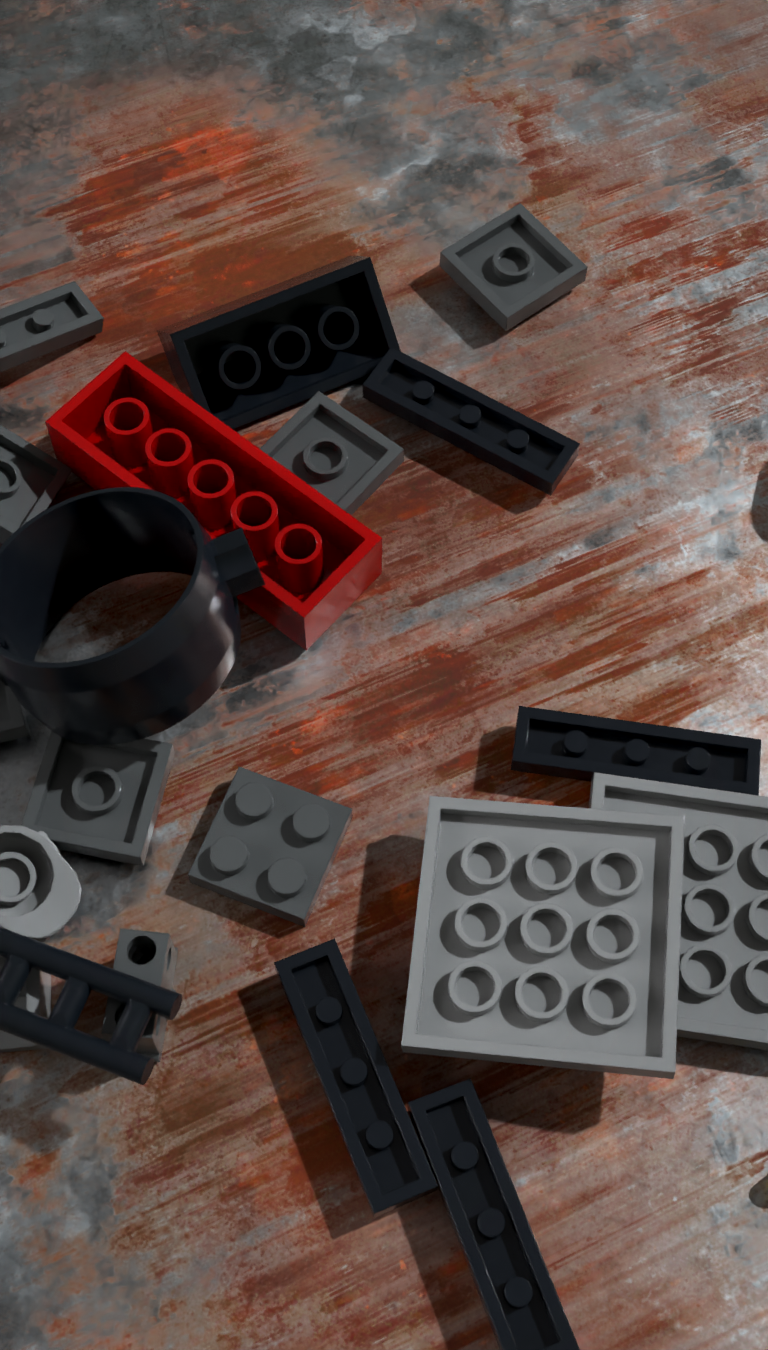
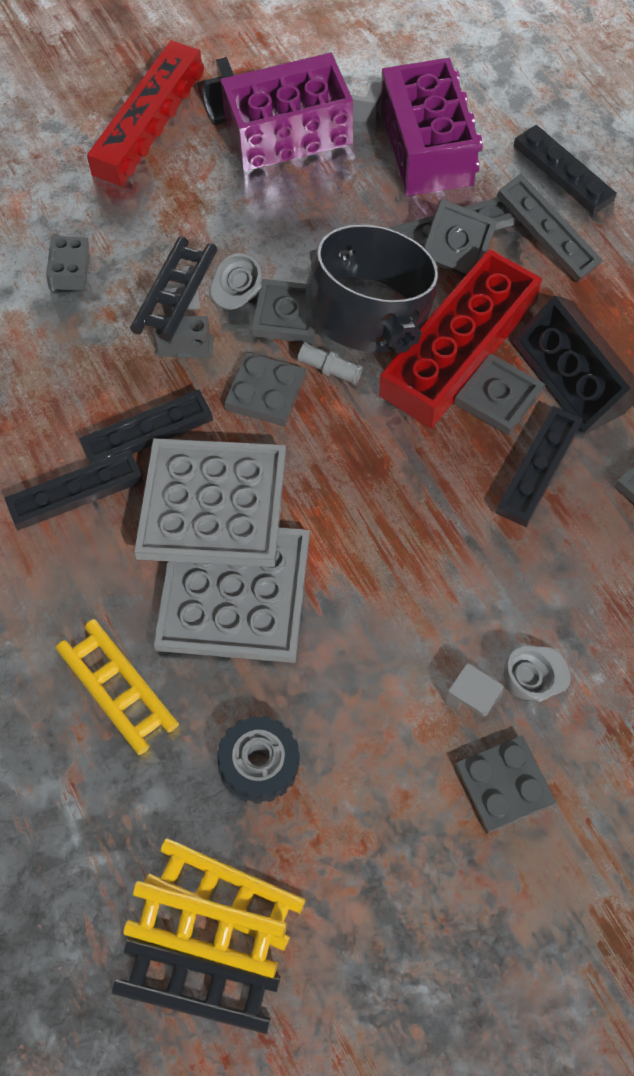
camera: 90 degrees right, 0 degrees up
(231, 724) = (330, 363): none -> light grey pin
(585, 744) = (324, 556): black plate -> none

